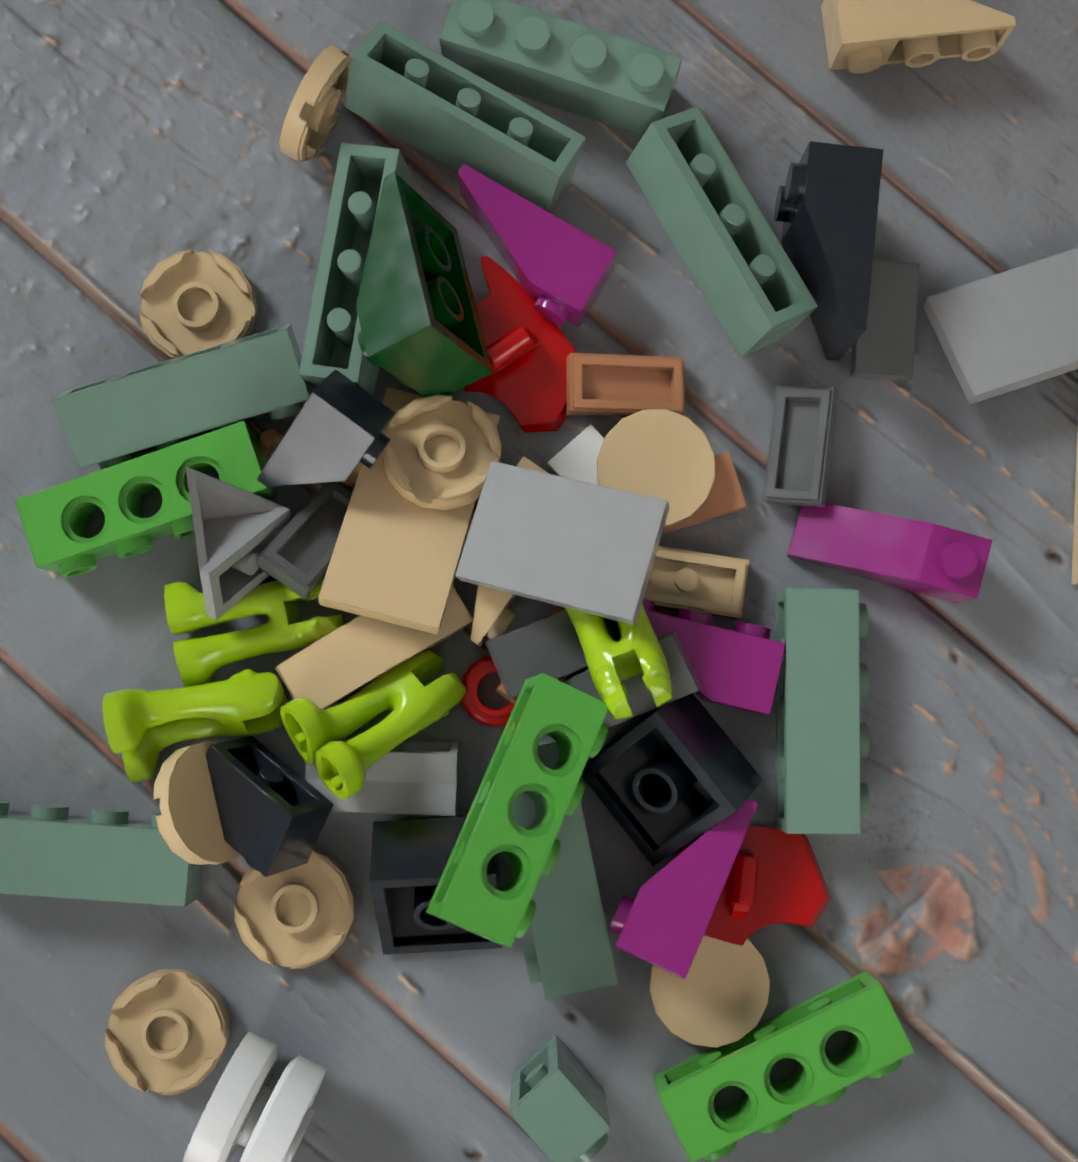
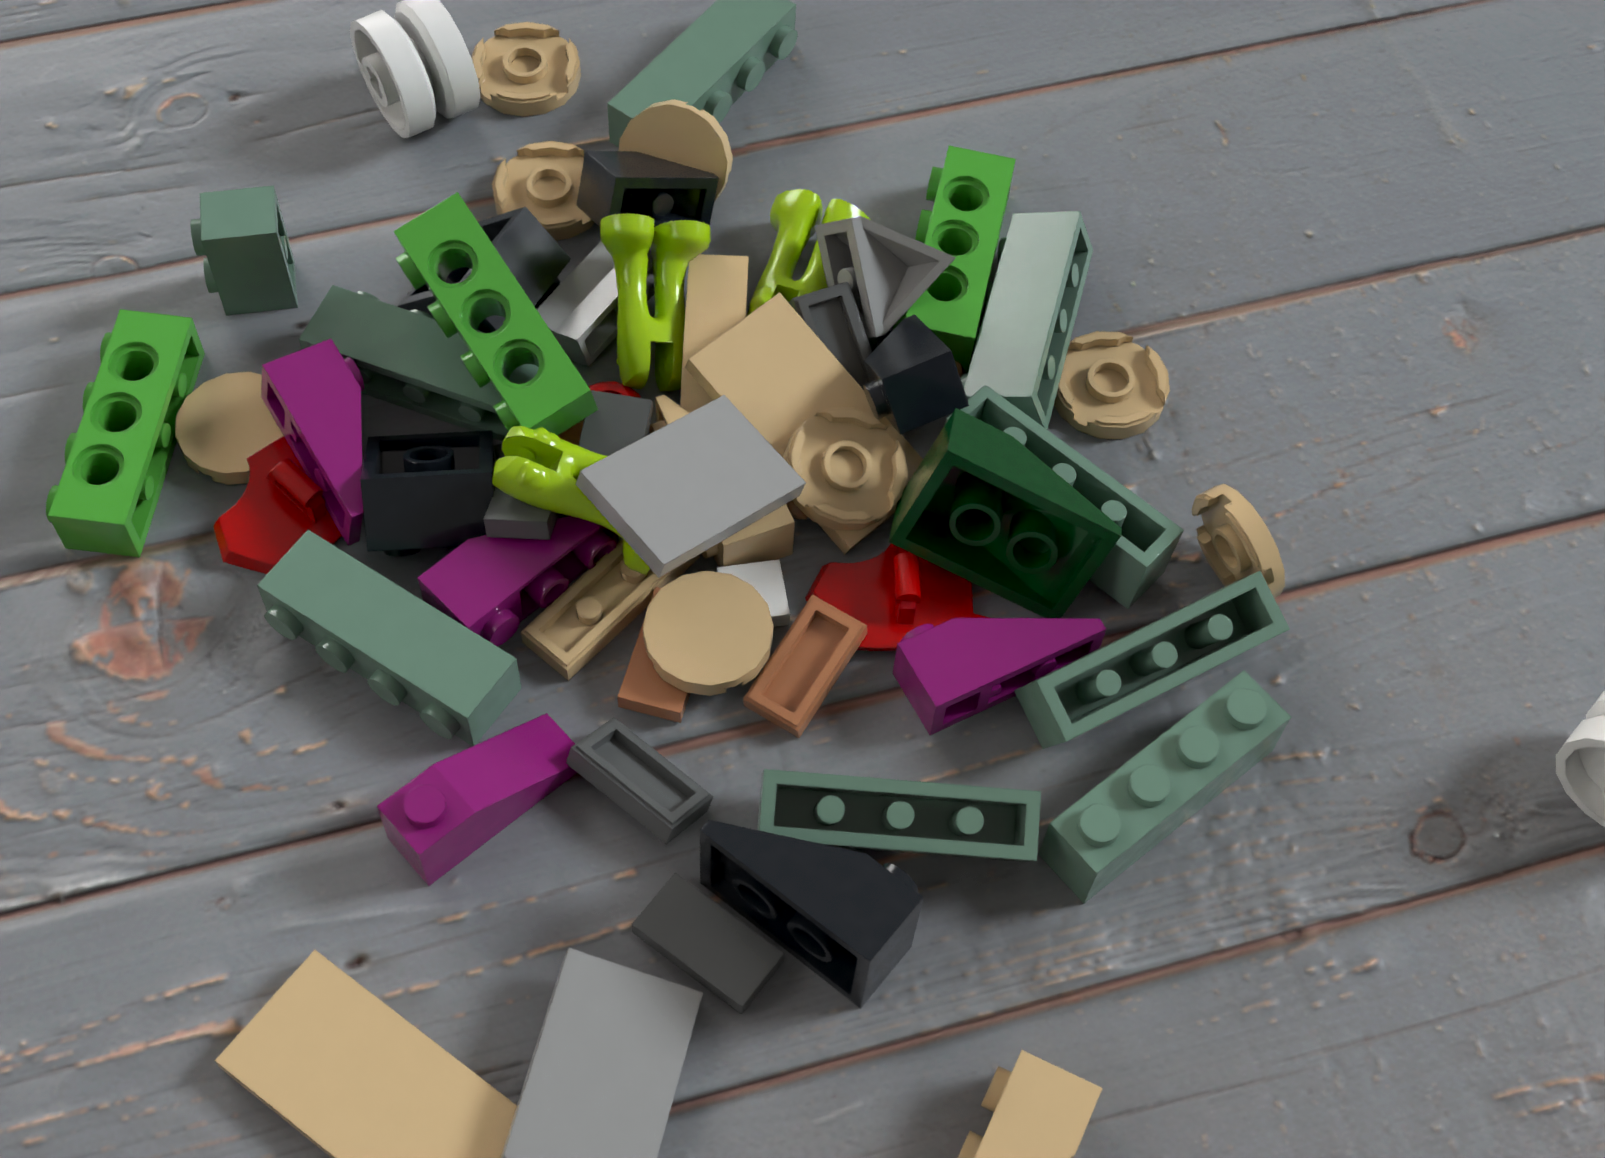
camera: 120 degrees right, 25 degrees down
(146, 721) = (768, 156): lime piece -> none

